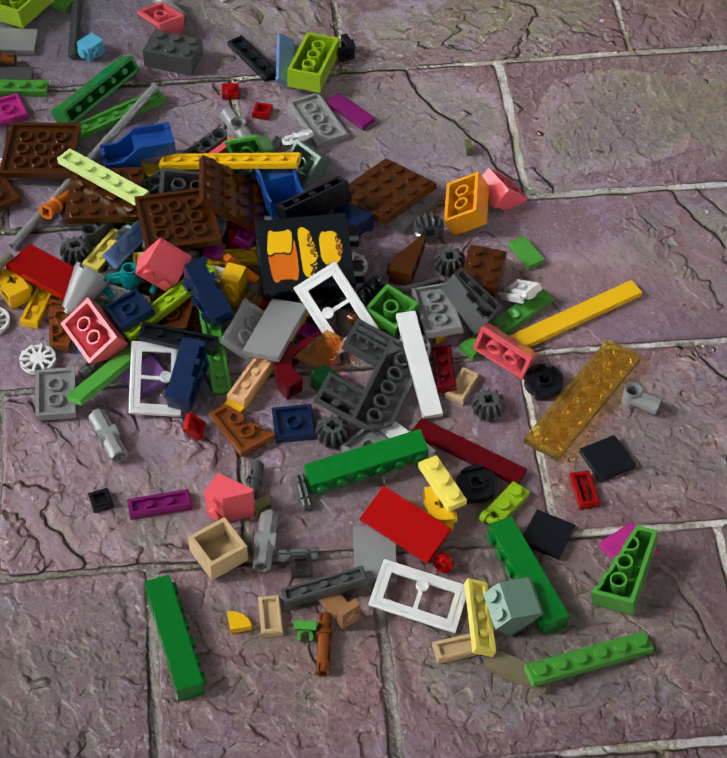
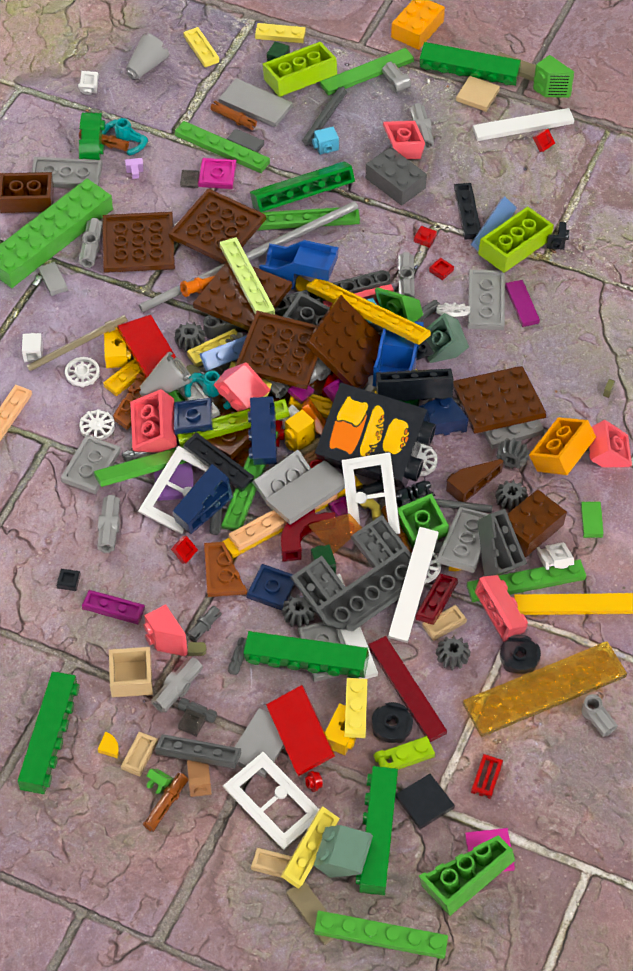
camera: 30 degrees right, 5 degrees up
(340, 321) = (374, 506): none -> light yellow arm
(607, 458) = (528, 756): black tile -> none

